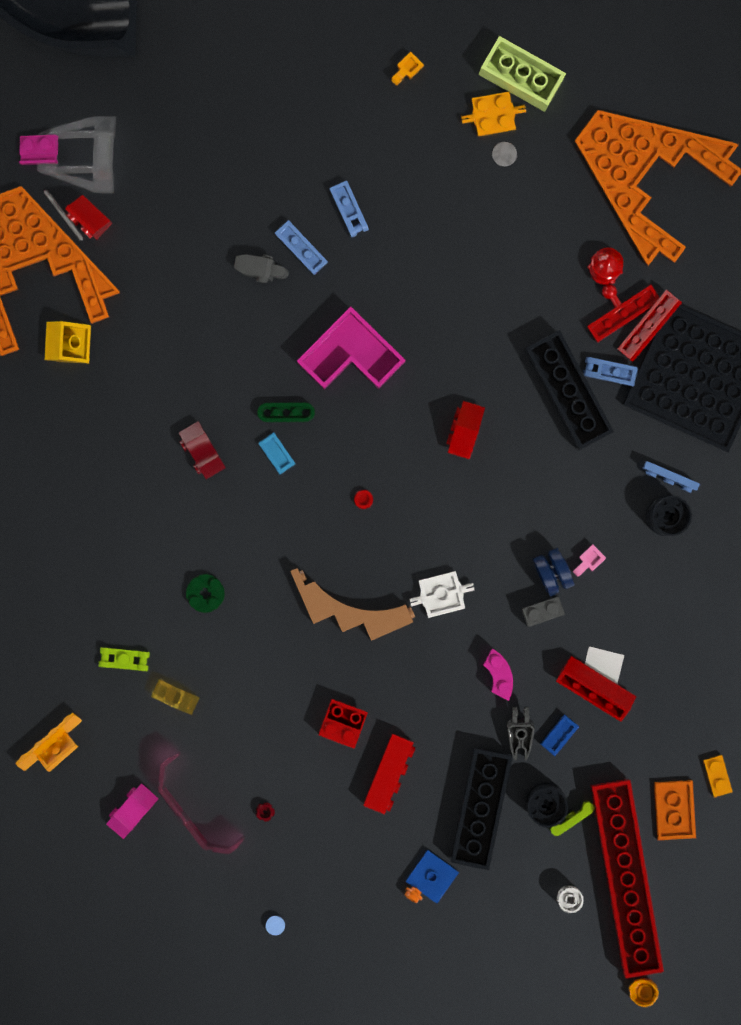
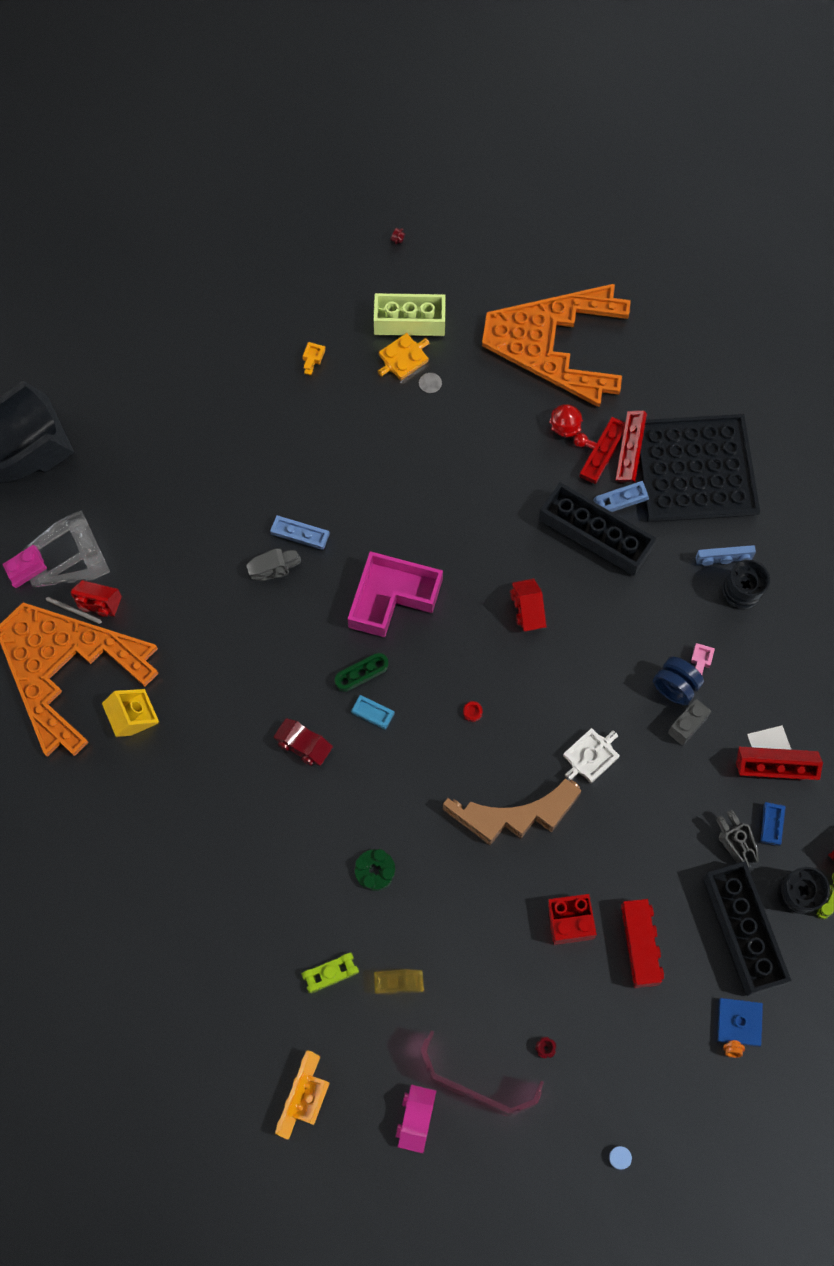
camera: 30 degrees left, 20 degrees down
(348, 208) = (323, 482): medium blue plate -> none
(500, 673) = (687, 797): dark pink brick -> none

